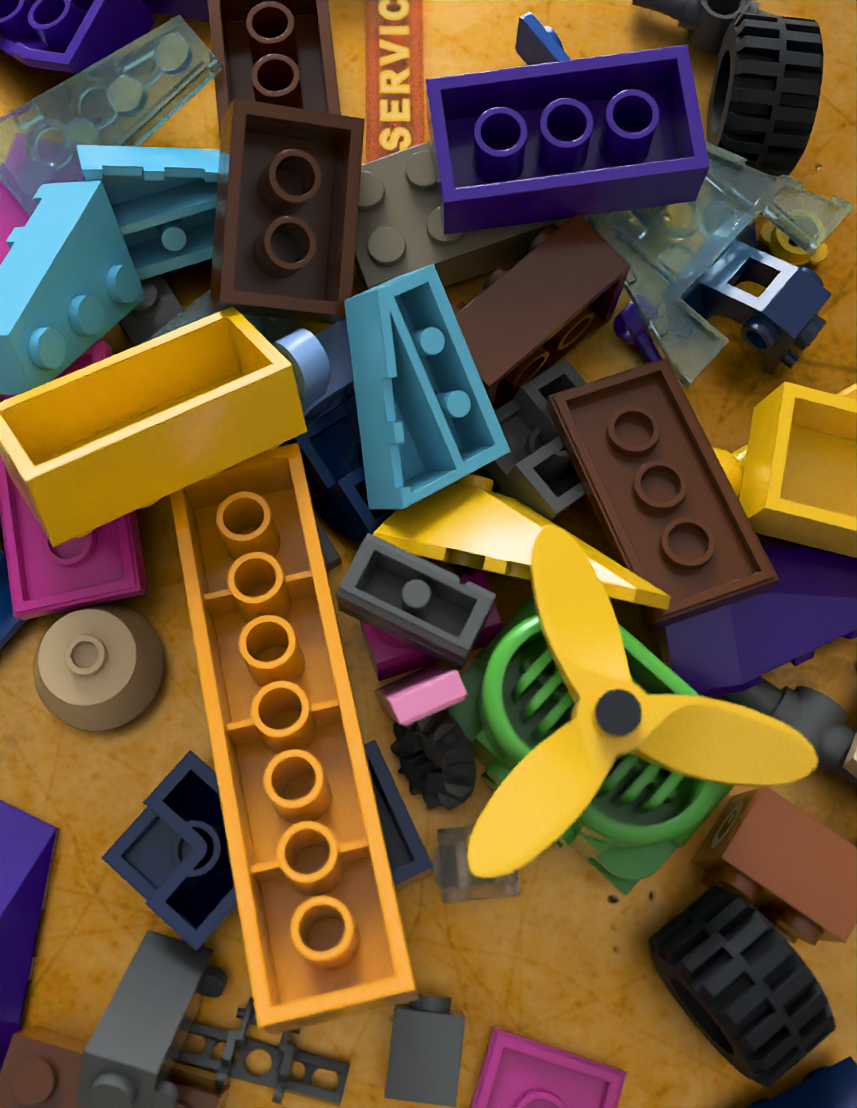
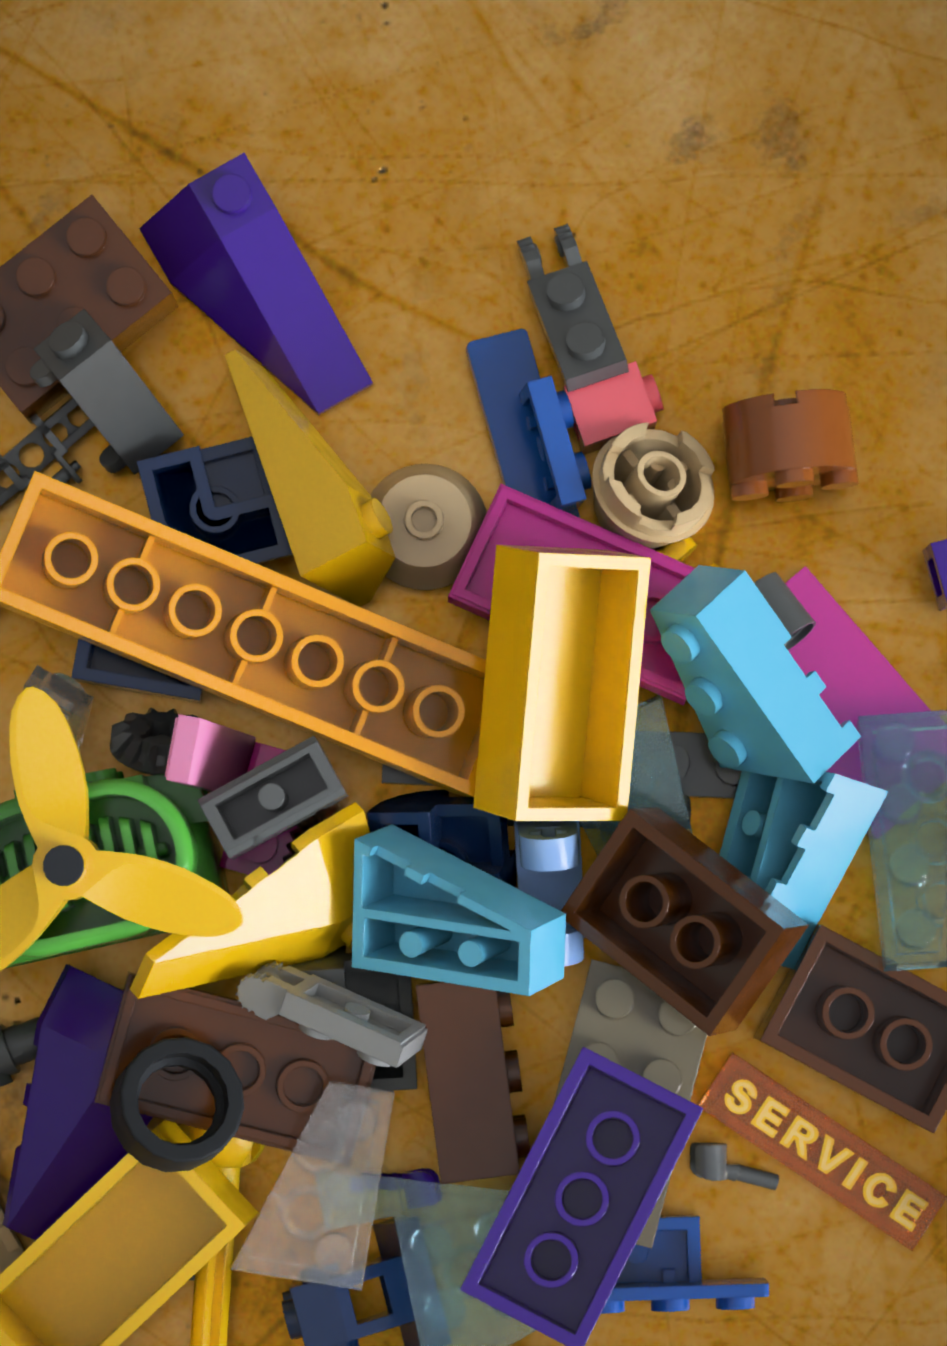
camera: 130 degrees right, 10 degrees up
(133, 737) = (324, 509): none -> yellow wedge
(560, 434) = (332, 1013): none -> light grey hinge
(705, 349) = (326, 1196): none -> clear wing
(713, 452) = (211, 1068): none -> black tyre

